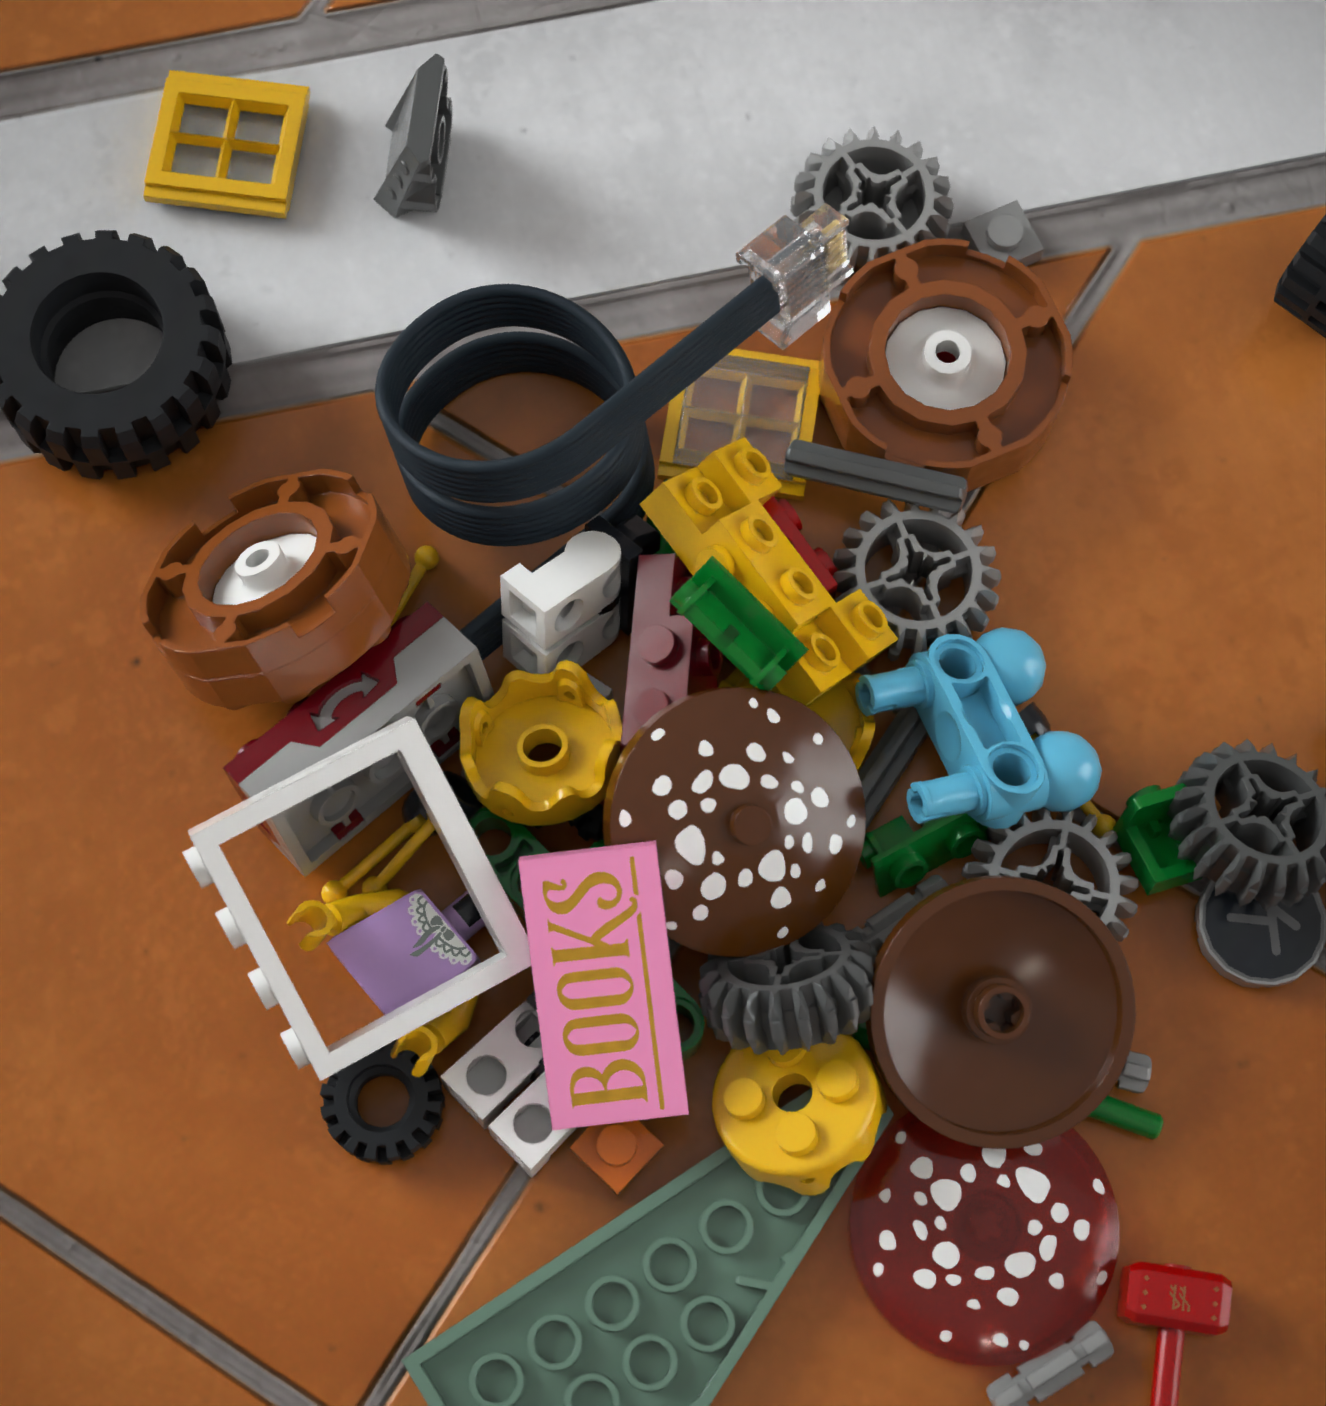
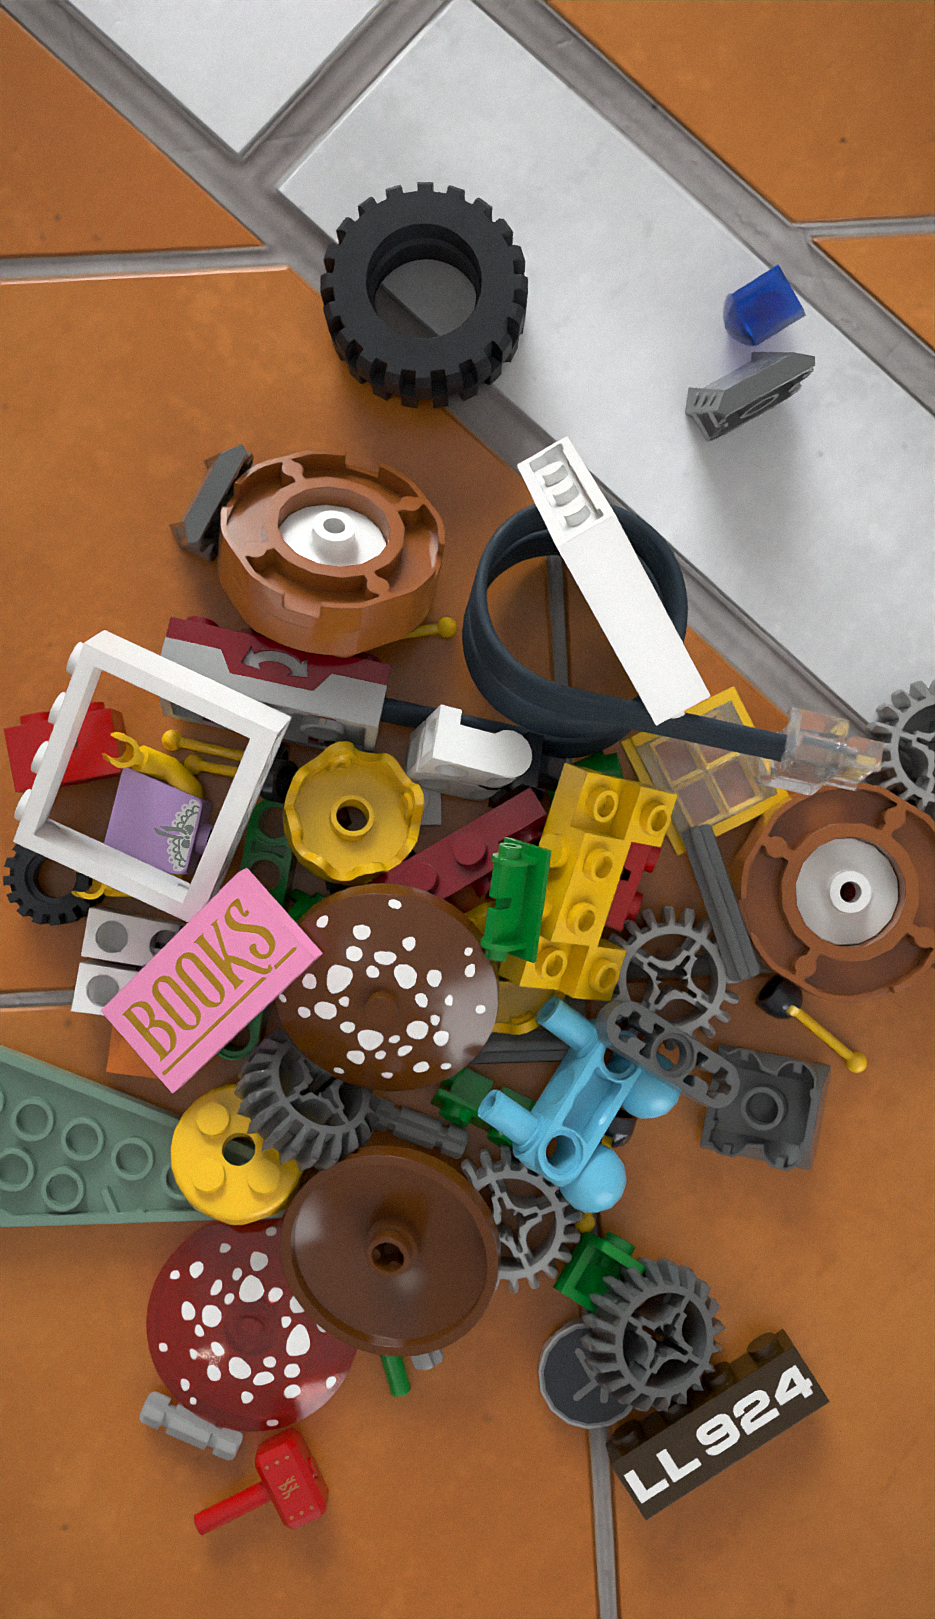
camera: 55 degrees right, 15 degrees up
(137, 681) = (200, 523): none -> dark grey slope
(227, 144) = (653, 251): yellow piece -> none
(249, 1030) = (86, 760): none -> red brick
(354, 86) = (761, 308): none -> clear blue plate
(590, 323) = (613, 581): none -> white window
(971, 635) = (691, 1056): none -> dark grey beam
(1010, 493) = (784, 1000): none -> hinge
(1104, 578) = (774, 1112): none -> dark grey slope

